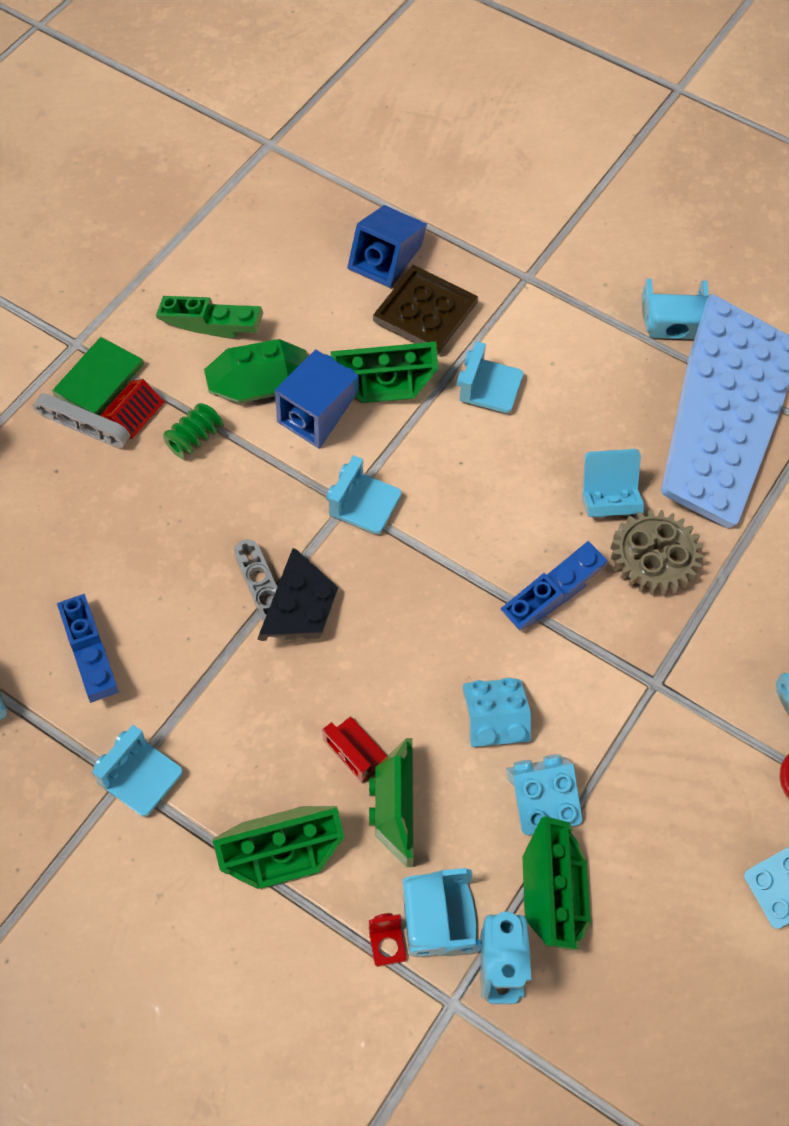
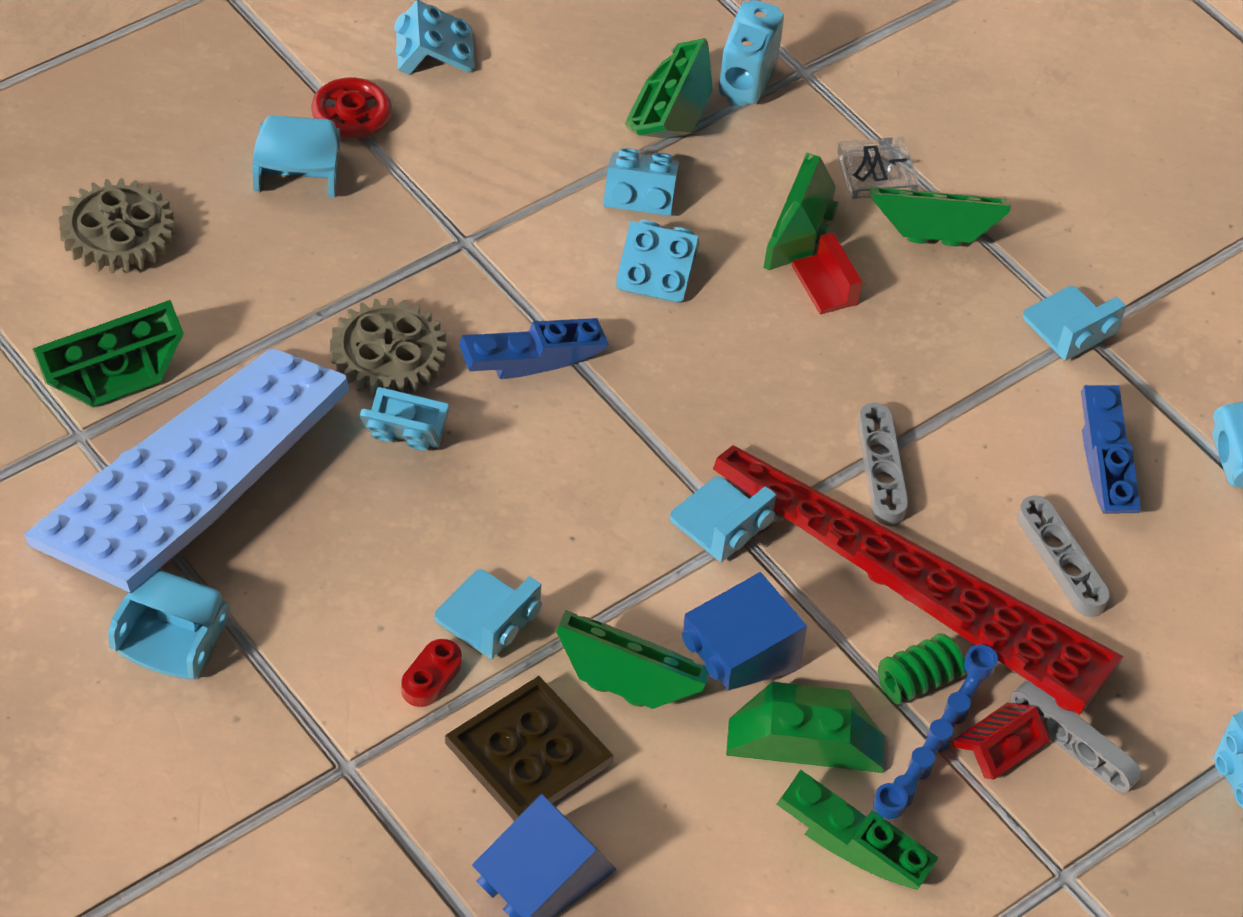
camera: 165 degrees left, 10 degrees down
(98, 376) = (1039, 804): green tile -> none
(113, 555) = (1068, 553): none -> light grey beam
(144, 472) = (1024, 638): none -> red wing
(155, 426) = (894, 797): none -> blue bar
(300, 602) = (845, 422): black wing -> none
(347, 896) = (877, 164): none -> clear tile
(386, 927) = (851, 123): red bracket -> none
(440, 914) = (792, 118): medium azure piece -> none
(507, 339) = (435, 670): none -> red plate

